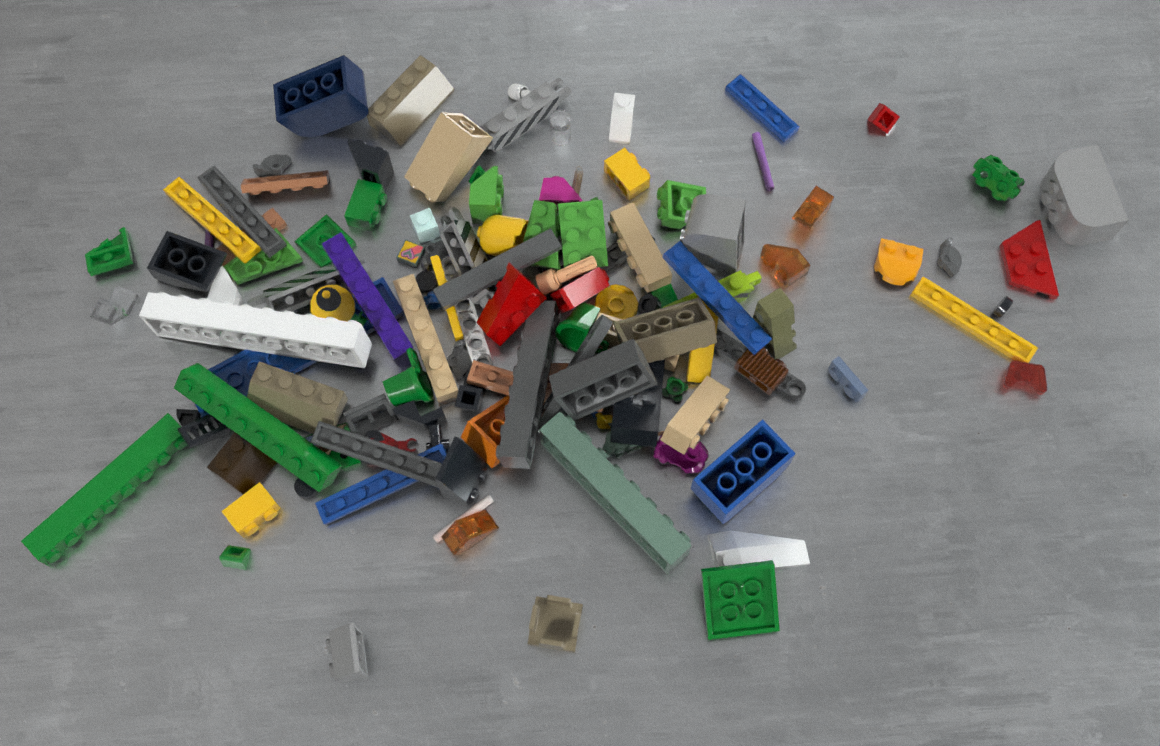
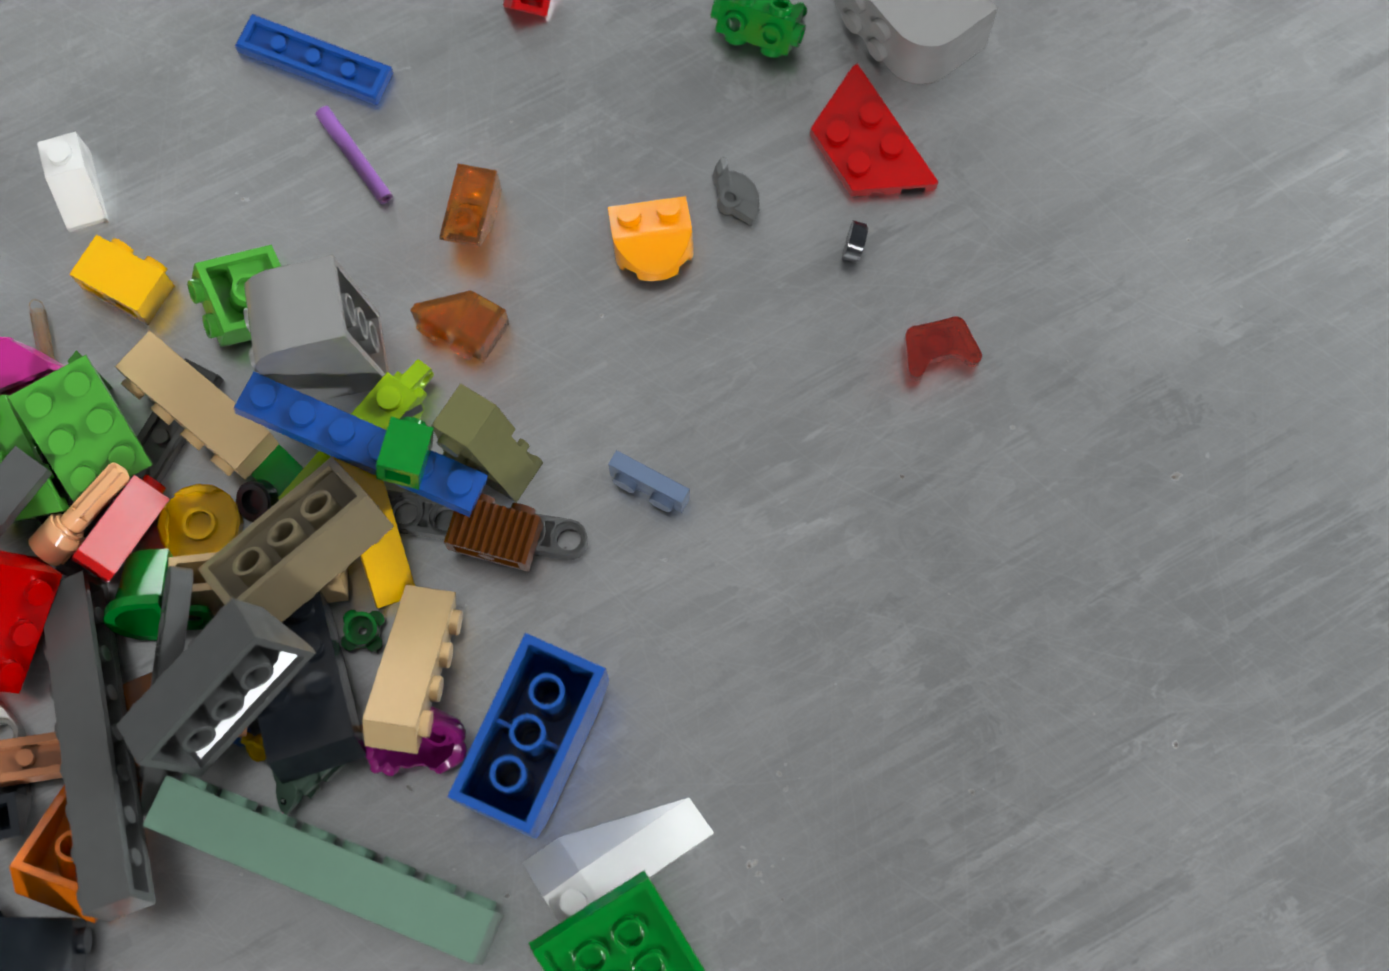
camera: 25 degrees left, 5 degrees up
(739, 309) = (405, 452): none -> green brick
(973, 321) = (817, 286): yellow tile -> none

